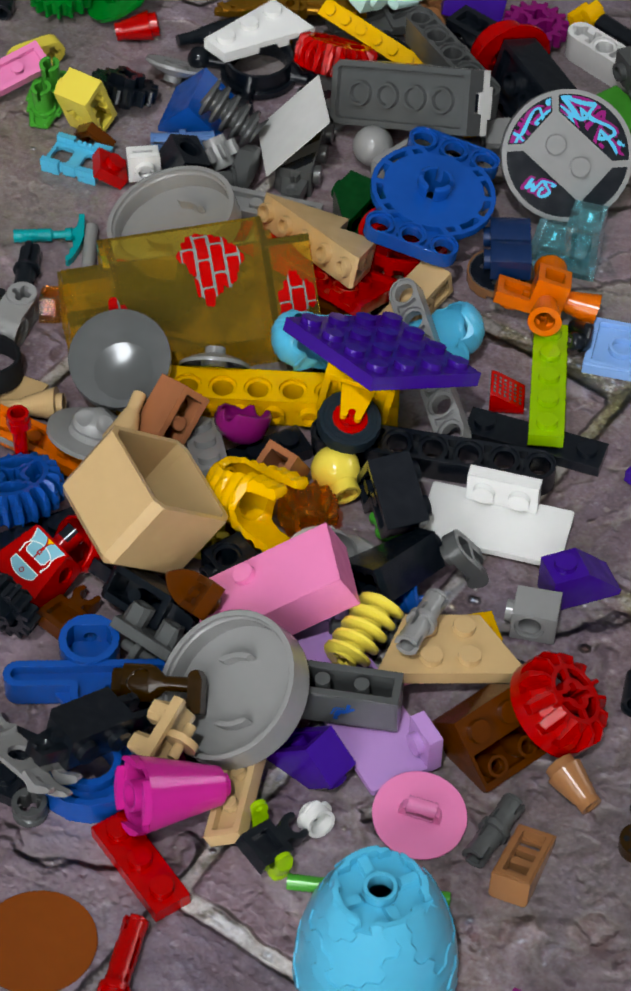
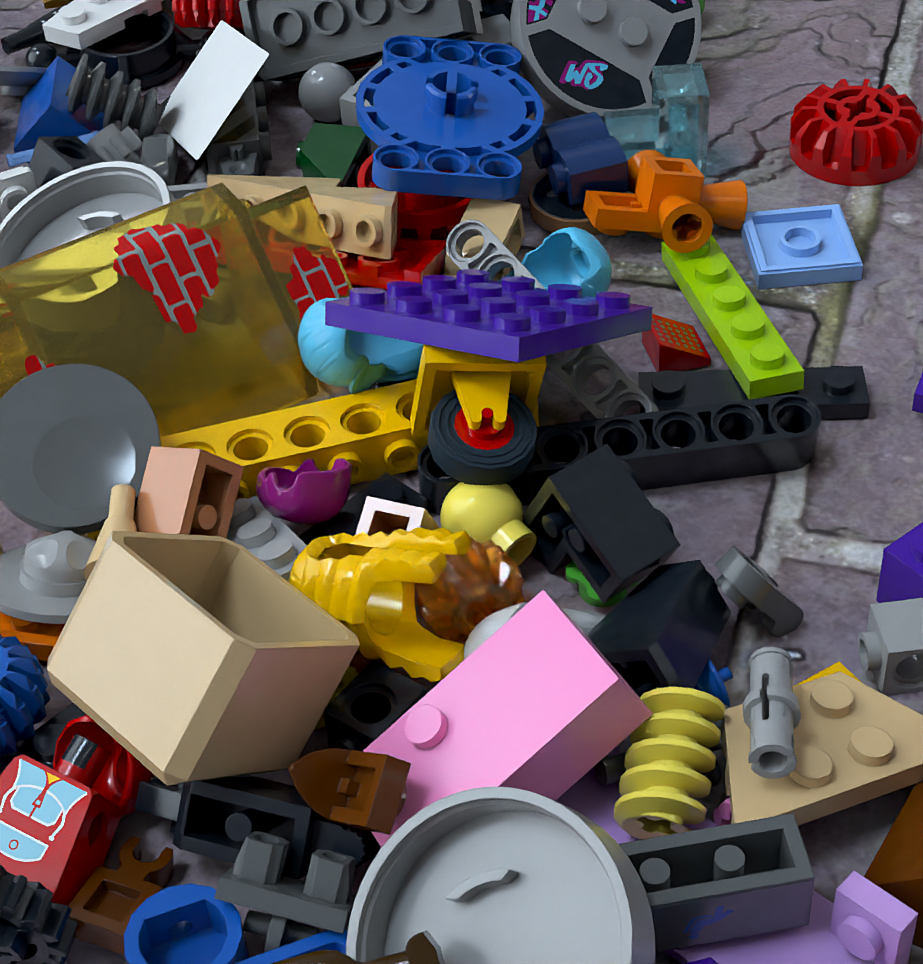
camera: 15 degrees left, 5 degrees down
(214, 357) = (222, 406): light grey dish -> none
(500, 515) = (776, 509): white bracket -> none
(580, 334) = (739, 234): black arm -> none

